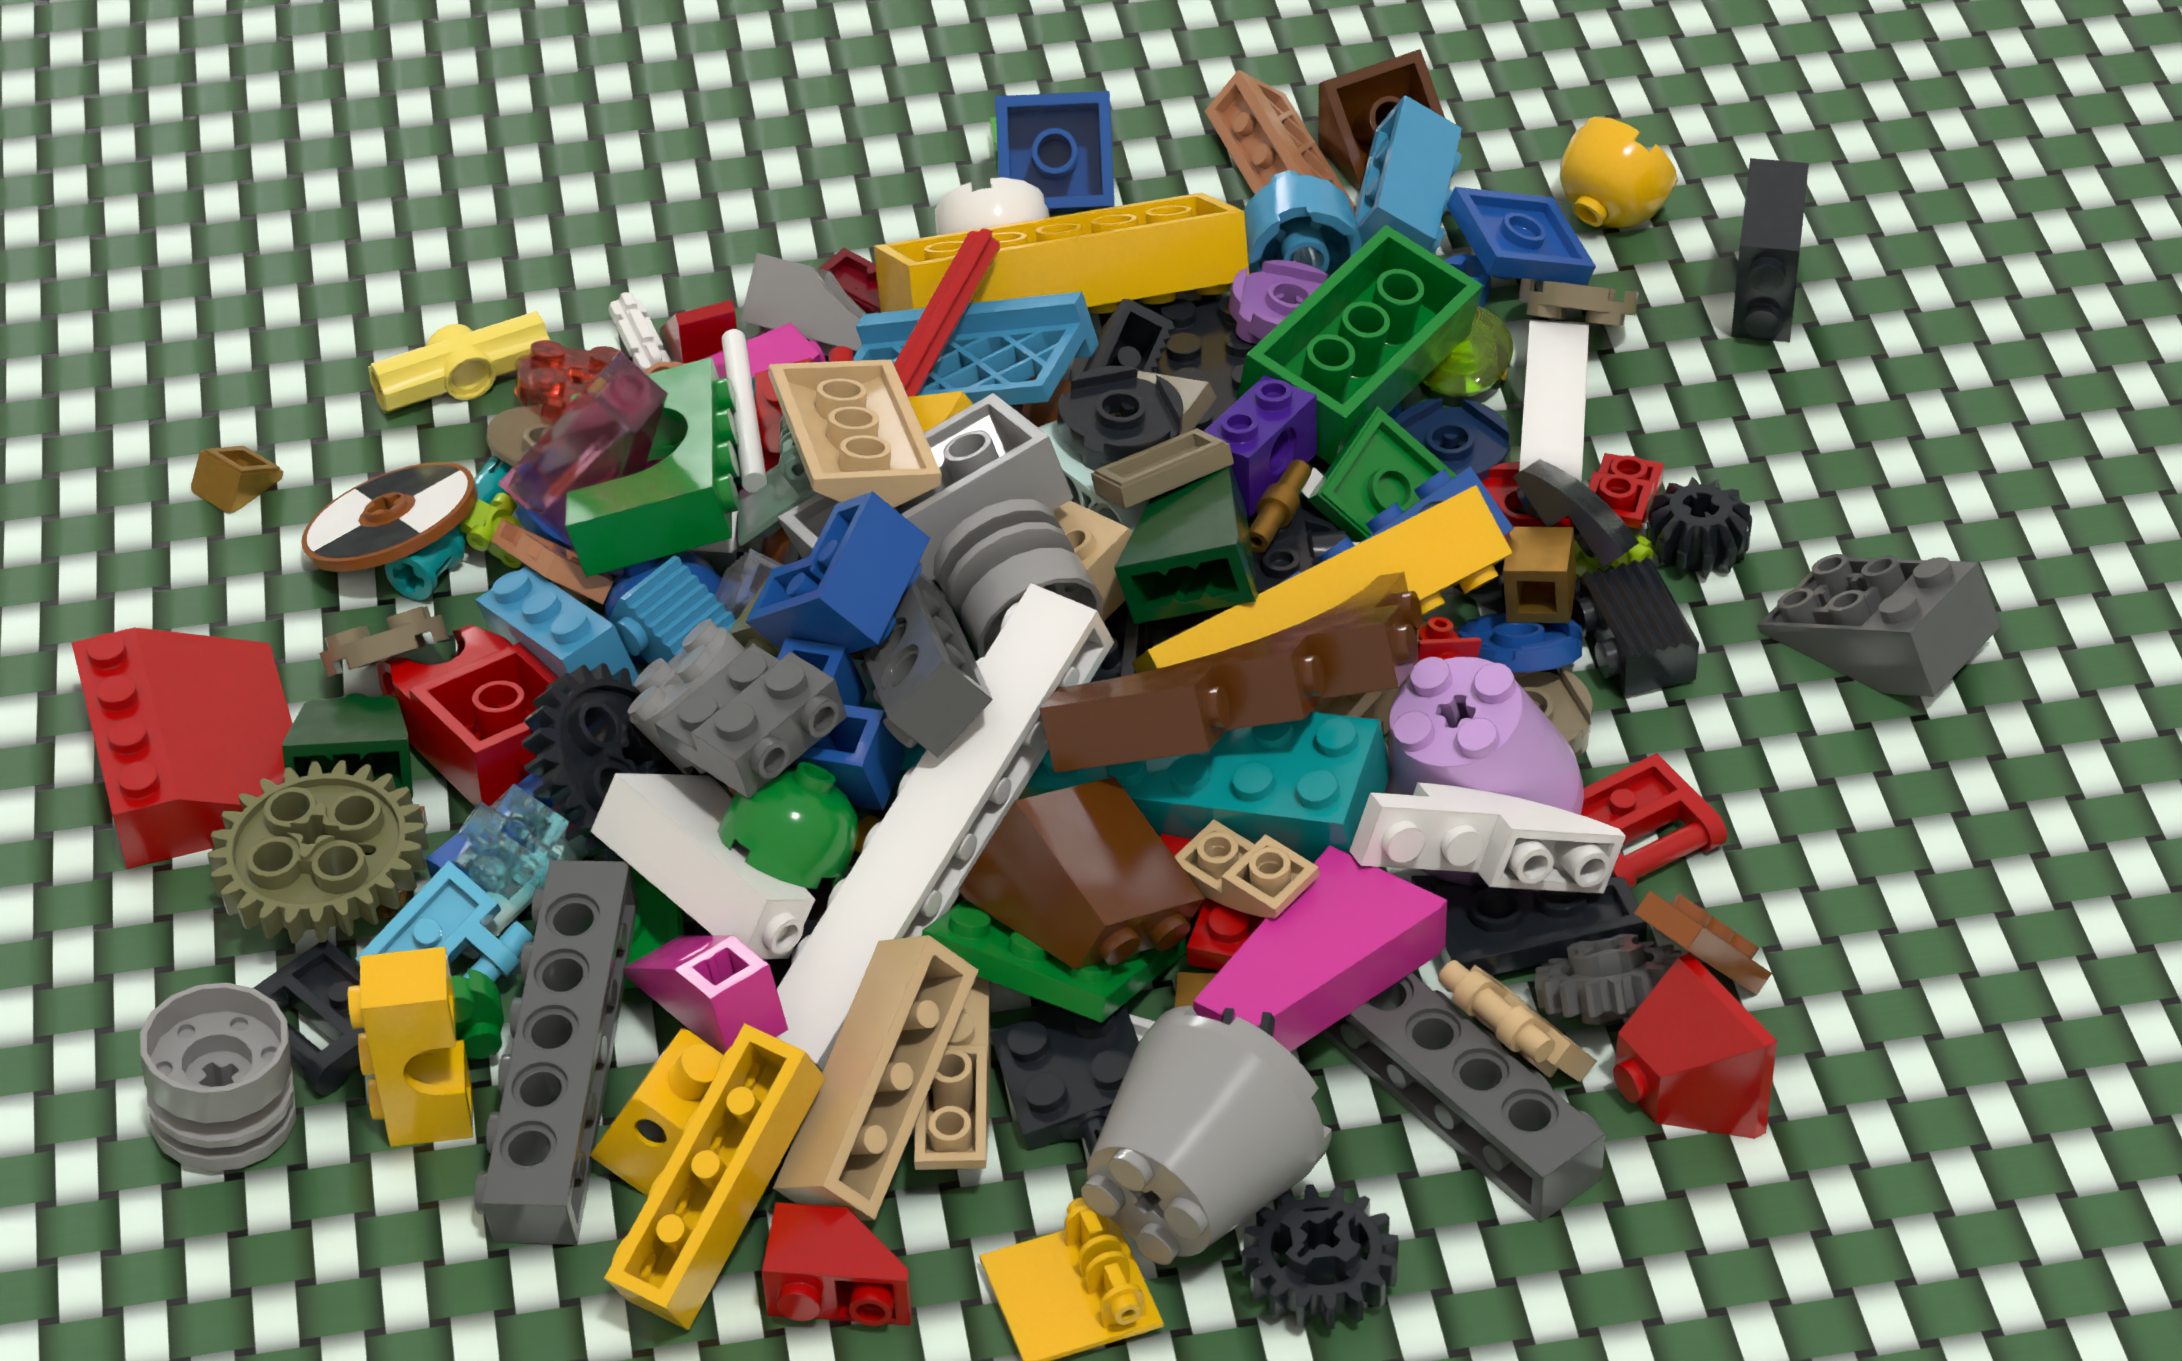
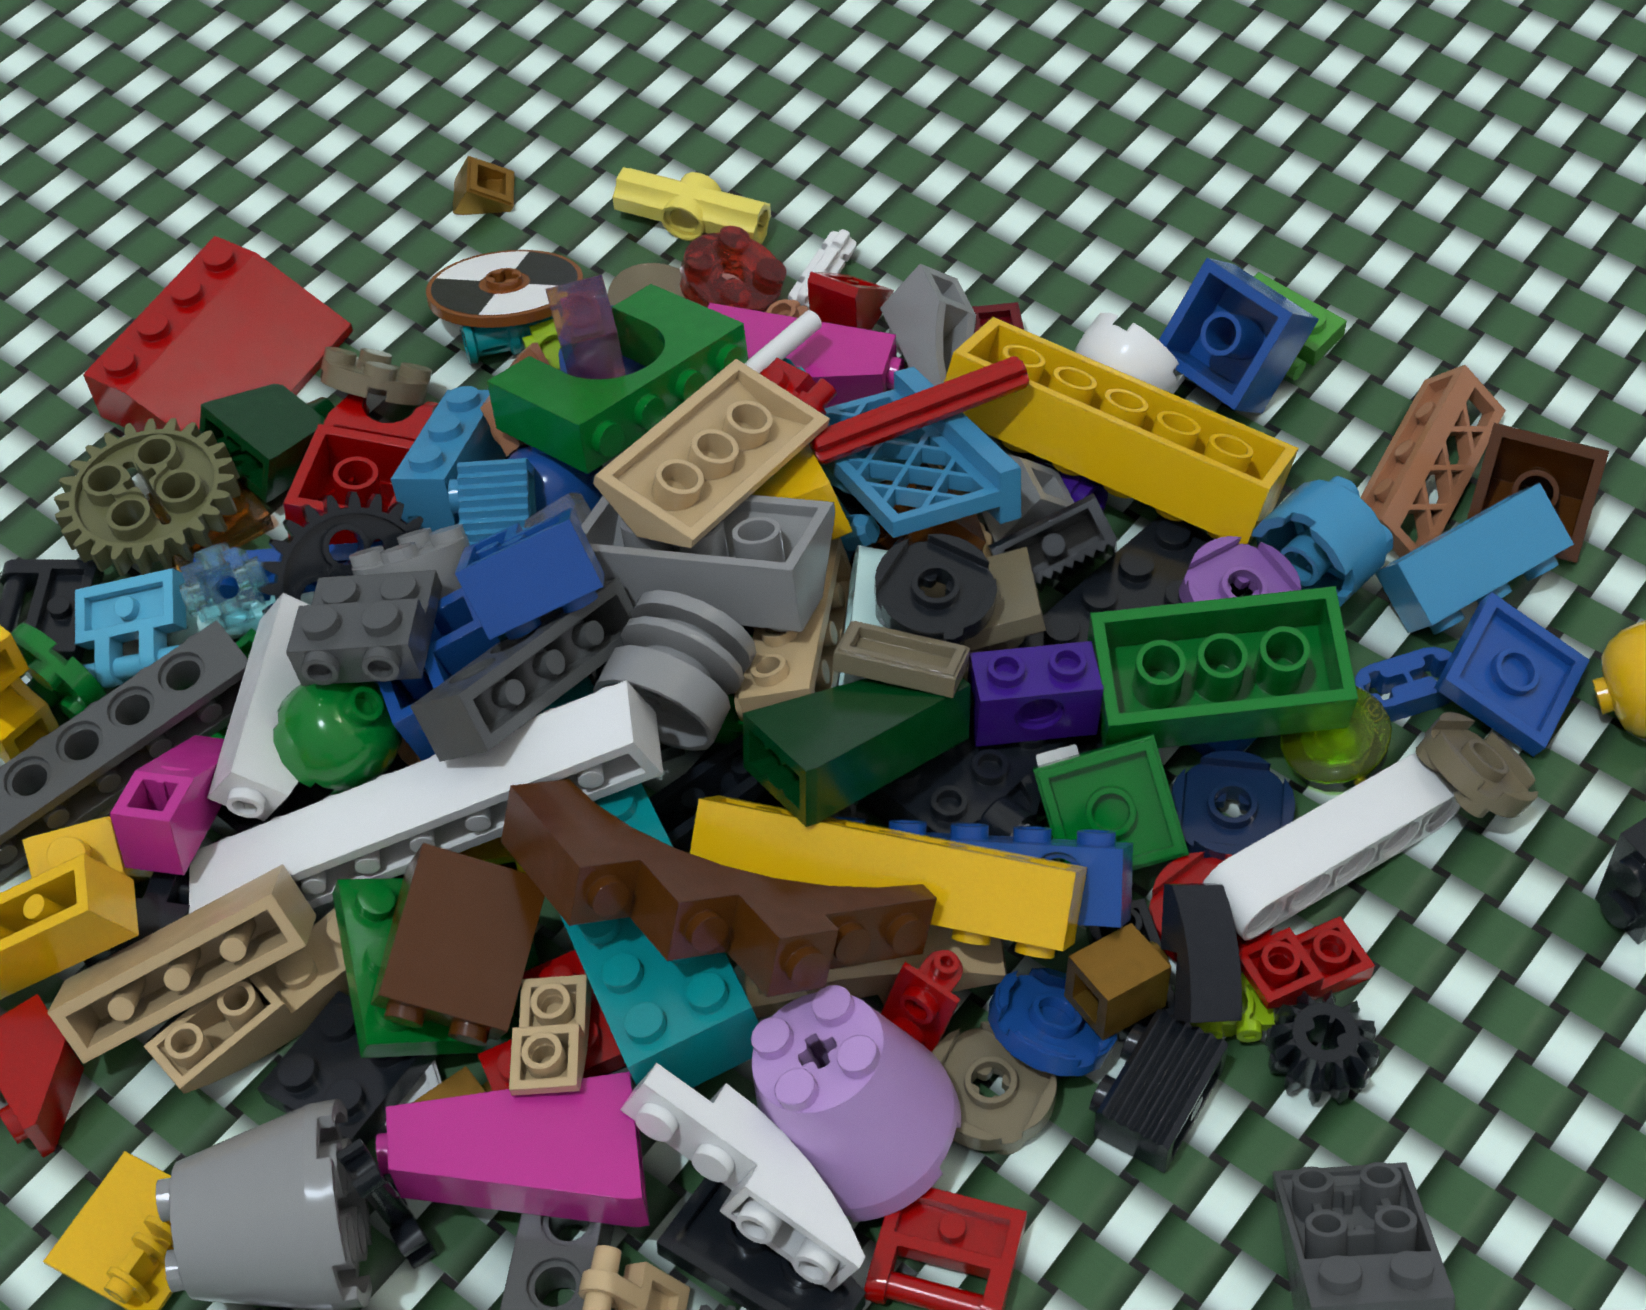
camera: 50 degrees right, 10 degrees up
(1278, 504) = (993, 755): pearl gold bar -> none

